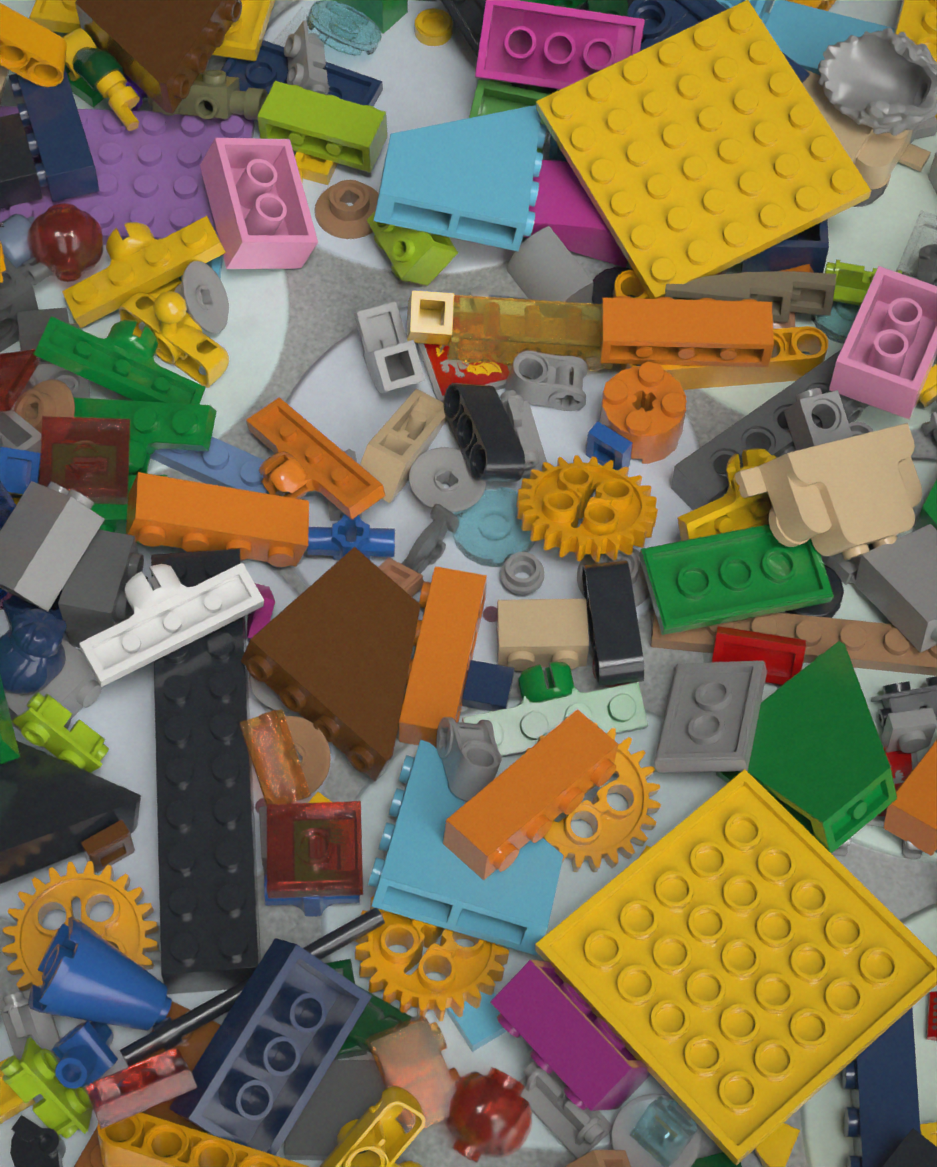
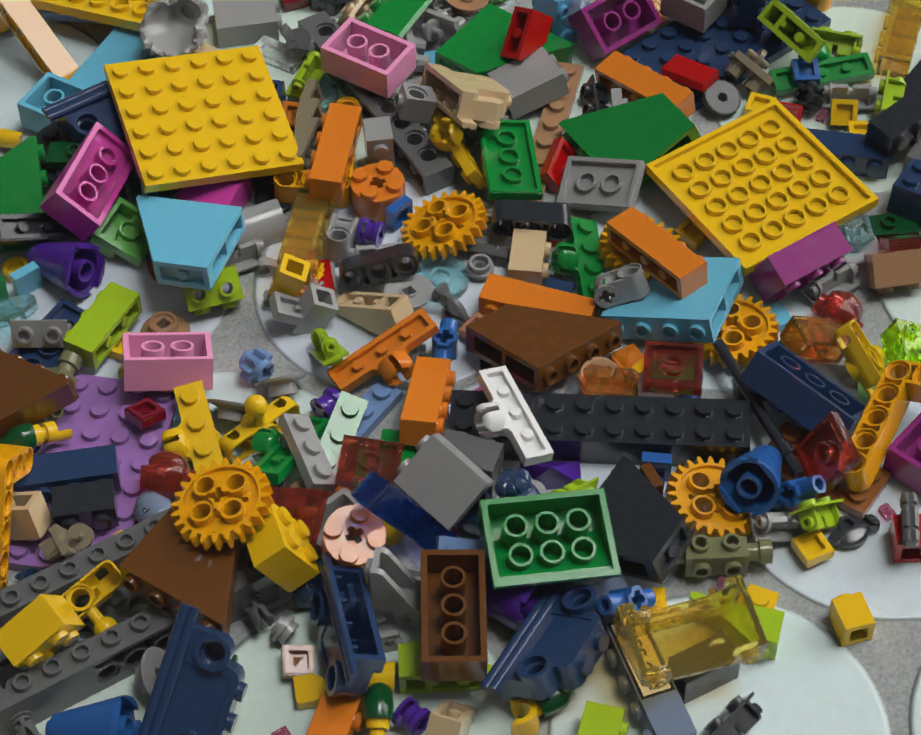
camera: 80 degrees left, 10 degrees down
(99, 380) = (307, 452): none -> light grey plate
(130, 716) = (554, 474): none -> dark purple slope
(141, 851) = (660, 461): none -> blue tile
(171, 198) = (145, 413): none -> dark red tile
(230, 412) = (325, 404): none -> dark purple wheel
(250, 347) = (281, 385): none -> light grey piece
(282, 314) = (256, 365): none -> medium blue gear
(317, 391) = (326, 349): none -> lime hinge
(364, 789) = (626, 356): none -> orange tile
(407, 36) = (26, 279): none -> medium azure tile
(426, 73) = (69, 265): none -> dark purple cone
(488, 269) = (247, 255): none -> light grey hinge
(556, 575) = (501, 255): none -> dark grey axle
(562, 417) = (370, 232): none -> dark purple wheel
(723, 393) = (378, 140): none -> light grey brick

